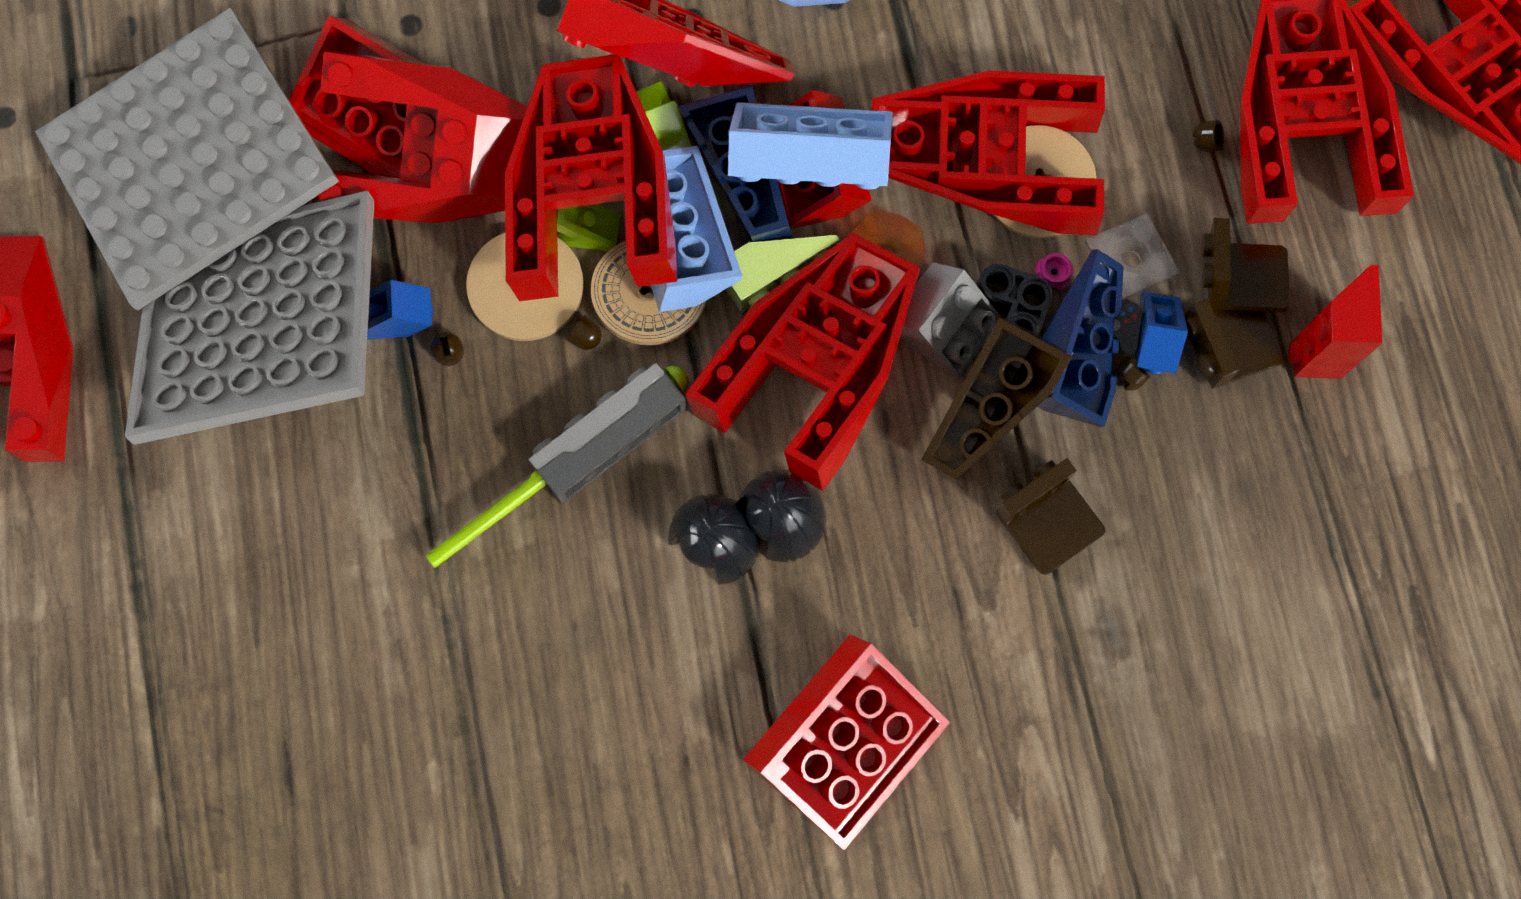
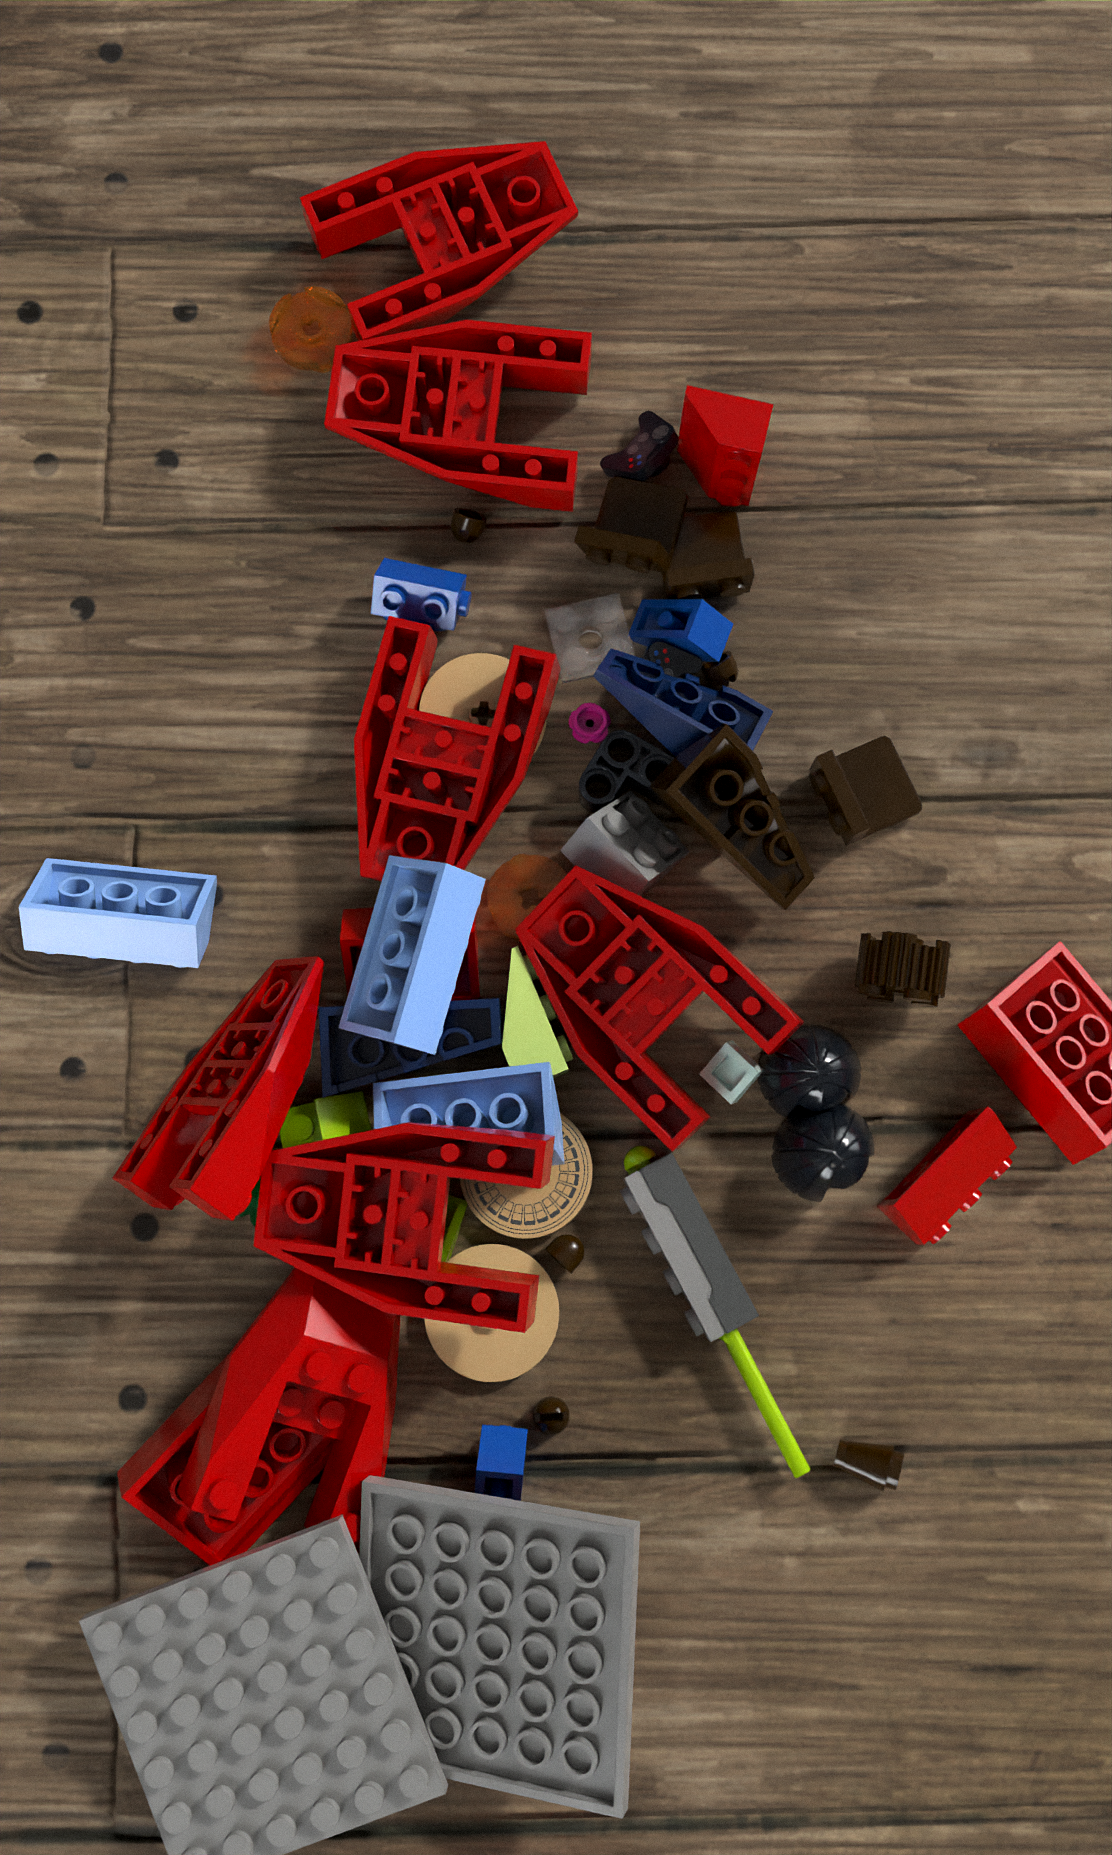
camera: 75 degrees left, 5 degrees up
(447, 621) = (870, 1462): none -> dark brown cone
(709, 644) = (950, 1176): none -> red slope
(766, 443) = (731, 1072): none -> light aqua plate
(889, 571) = (902, 968): none -> dark brown brick
(1133, 105) = (420, 594): none -> blue brick
(1317, 274) = (647, 453): none -> black piece

